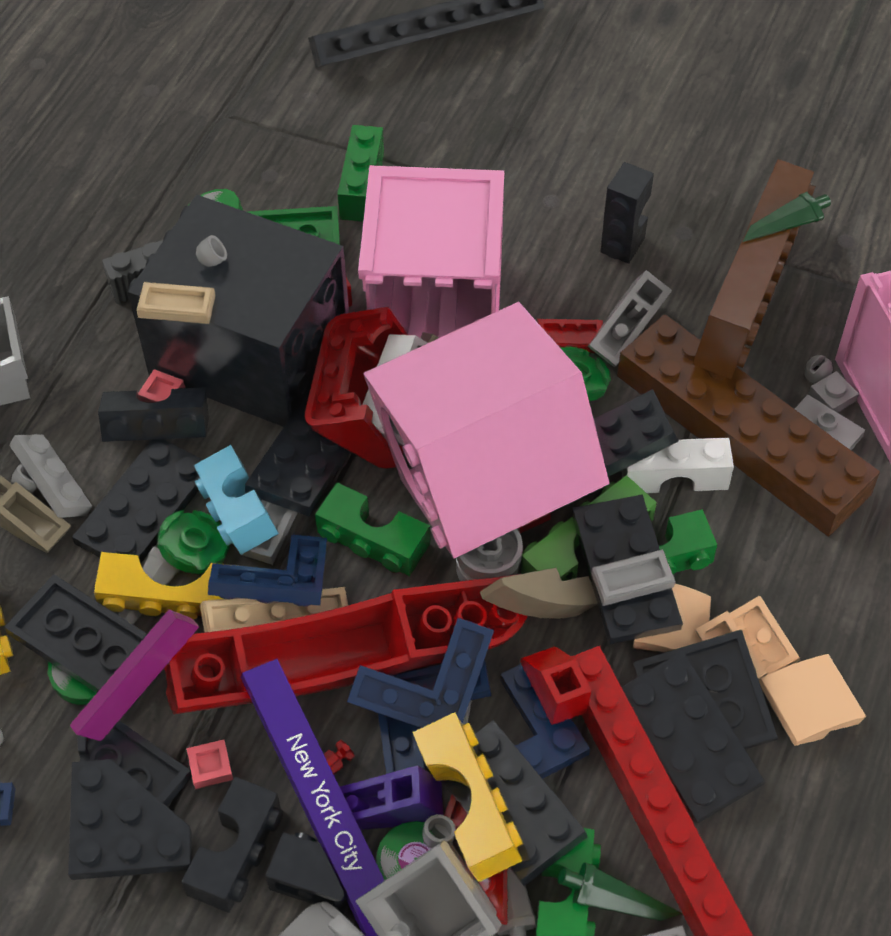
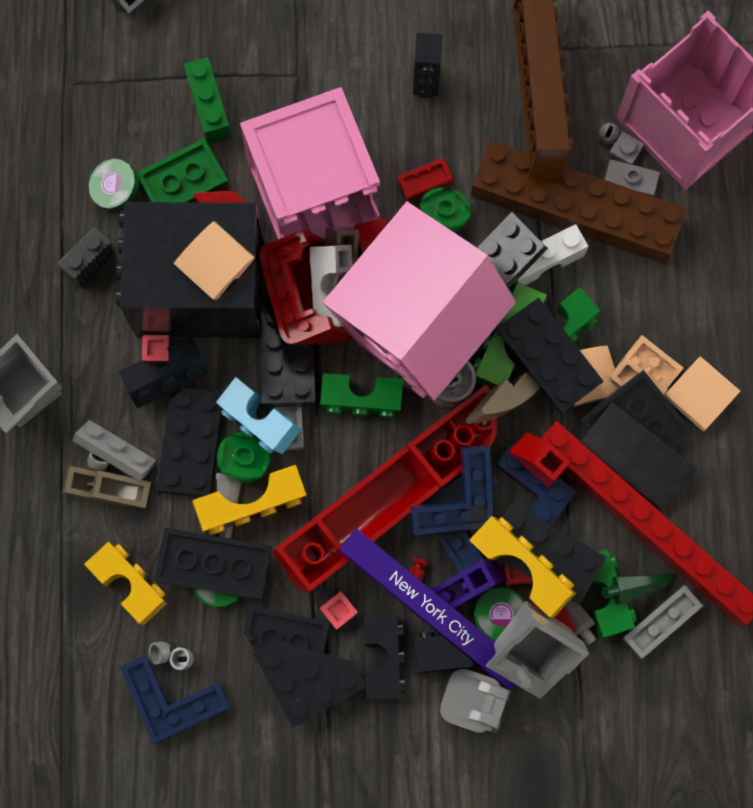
camera: 25 degrees left, 20 degrees up
(134, 675) = (269, 582): magenta tile -> none
(176, 303) = (162, 303): tan tile -> none
(211, 251) = (166, 251): light grey hinge -> none
(242, 612) = (329, 489): tan tile -> none
(260, 279) = (214, 260): none -> light nougat slope
(296, 585) = (337, 467): dark blue plate -> none
(441, 827) = (512, 589): light grey hinge -> none
(629, 317) = (463, 150): light grey slope -> none
(633, 577) = (560, 365): light grey tile -> none
(793, 214) = (557, 24): dark green bar -> none

